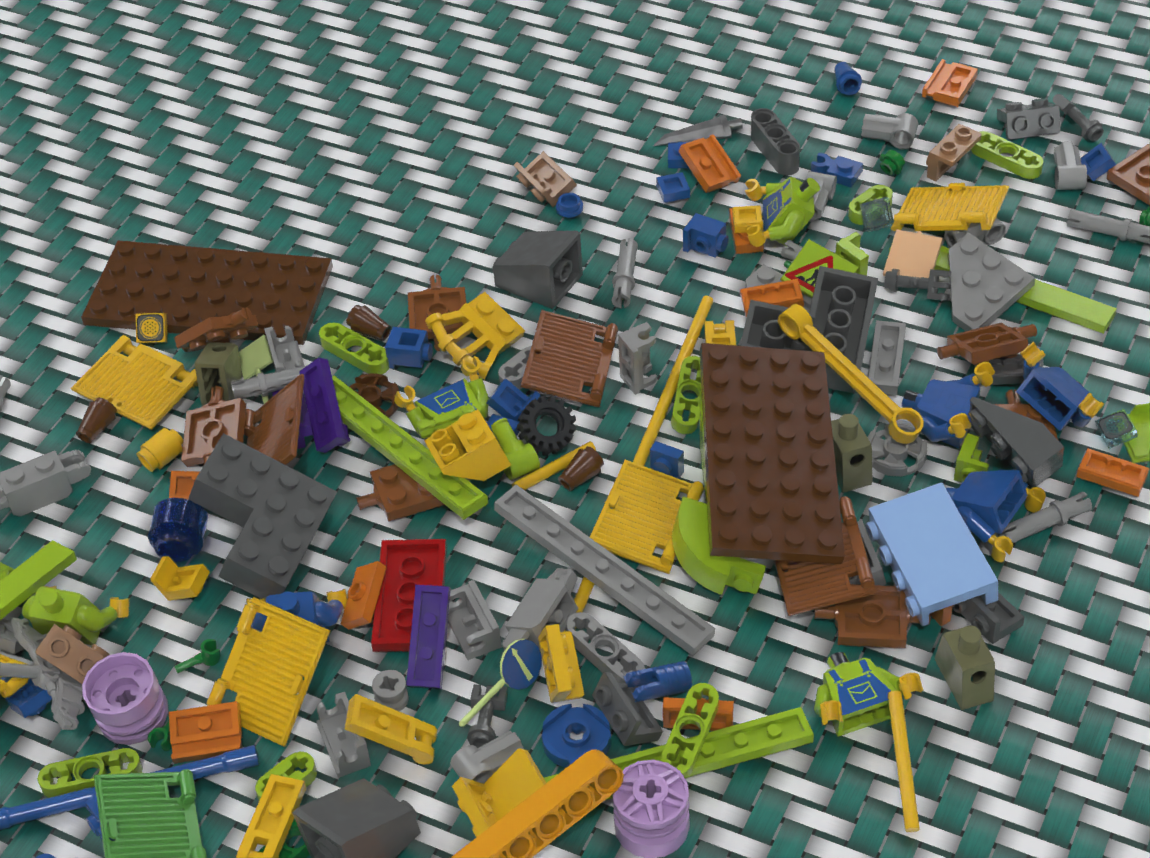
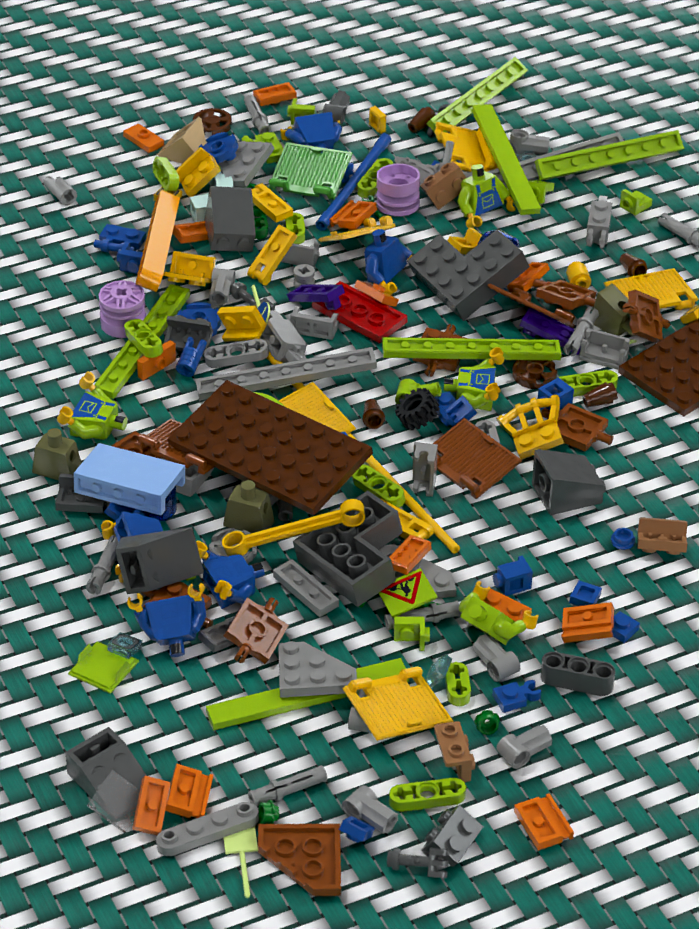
camera: 125 degrees right, 5 degrees down
(209, 656) = (406, 235): green hand -> none
(323, 406) = (522, 332): dark purple hinge -> none
(441, 421) = (458, 363): lime axle -> none
(468, 449) = (426, 360): yellow slope -> none
(549, 469) = (390, 410): yellow bar -> none
(624, 280) = (515, 519): light grey pin -> none
(718, 126) = (636, 658): flat silver bar -> none
(745, 217) = (502, 597): yellow tile -> none
(847, 79) = (614, 766): blue cone -> none
(894, 280) = (367, 638): dark grey hinge -> none
(903, 761) = (31, 401): yellow bar -> none
(913, 253) = (377, 660): light nougat piece -> none
(1113, 472) = (97, 617): orange plate -> none

